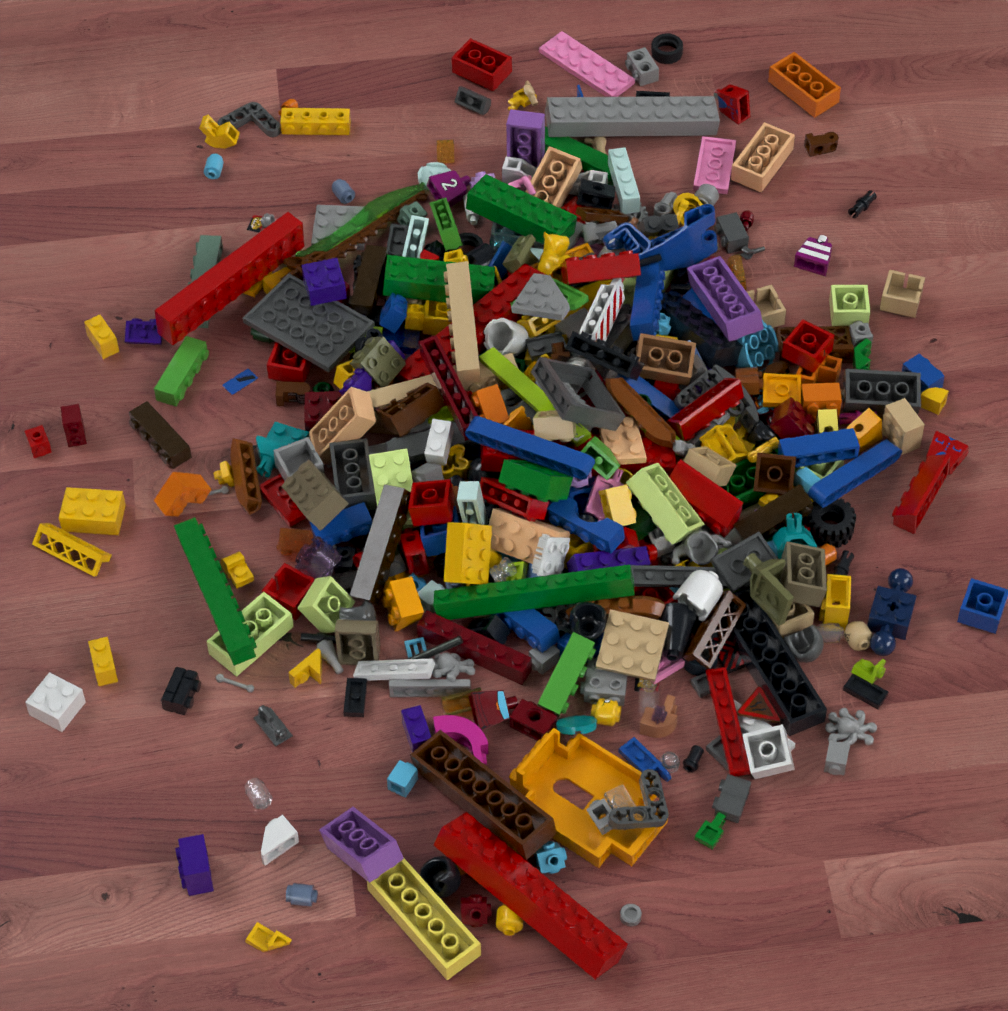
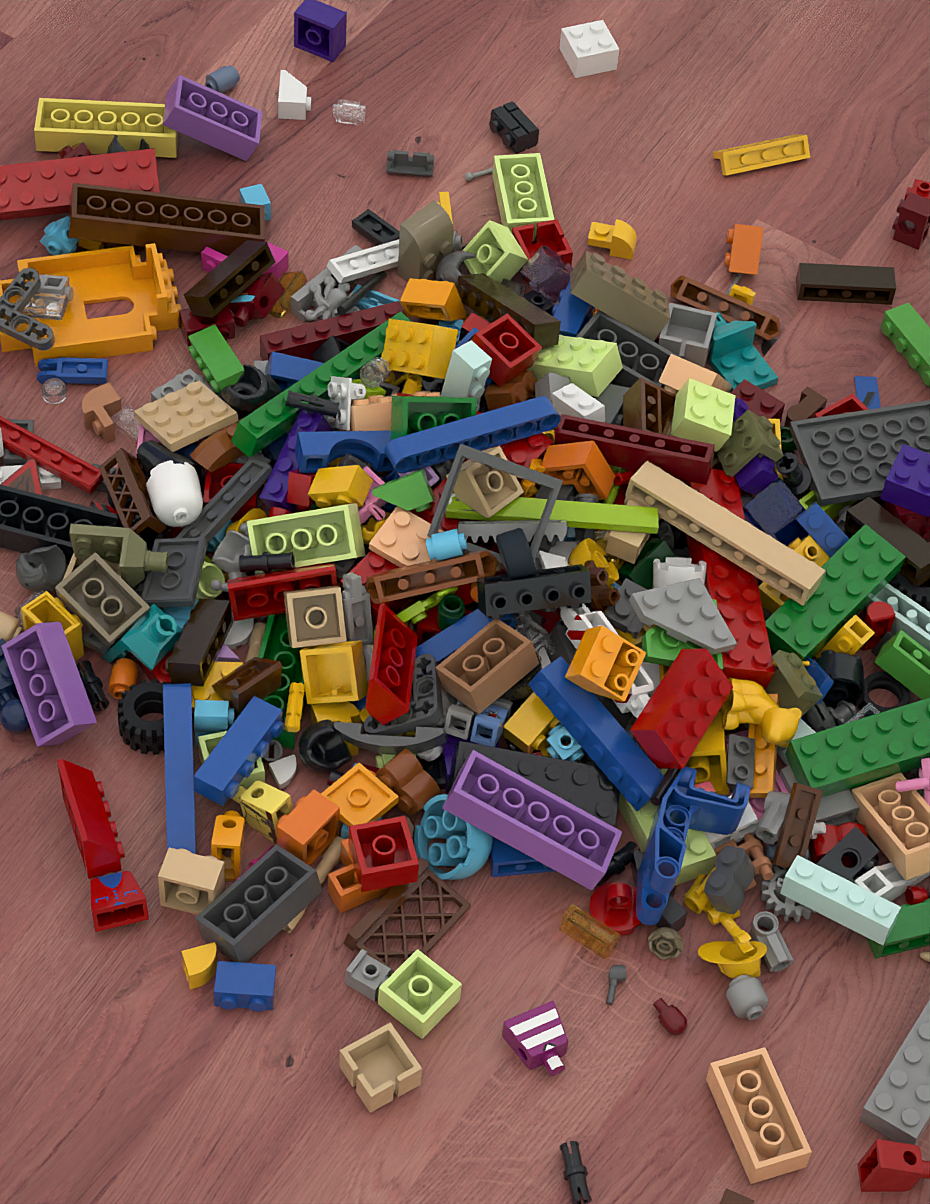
camera: 125 degrees right, 0 degrees up
(92, 511) = (790, 184): yellow brick -> none
(103, 661) = (601, 98): yellow brick -> none
(215, 592) = (592, 188): green brick -> none
(266, 939) = (210, 45): yellow slope -> none
(386, 379) = (703, 414): none -> yellowish green brick
(415, 726) = (294, 238): dark purple brick -> none
(499, 713) = (229, 278): none -> dark brown brick
(572, 724) = (164, 344): teal tile -> none
(576, 556) = (294, 400): none -> black pin
(600, 362) = (516, 554): none -> black wheel
(606, 712) = (152, 375): yellow head -> none
(620, 297) = (605, 664): none -> light orange slope
(625, 399) = (446, 545): none -> medium azure brick
(659, 714) = (96, 391): clear purple plate -> none
(691, 762) = (32, 402): black pin -> none
(699, 510) = (266, 562): none -> black pin
(715, 163) = (801, 1061): bright pink plate -> none
(731, 232) = (661, 977): dark grey brick -> none
(771, 307) = (505, 896): tan piece -> none
(791, 420) = (302, 767): dark red brick -> none
(861, 355) = (331, 938): green slope -> none
(876, 561) = (49, 684): none -> medium lavender brick

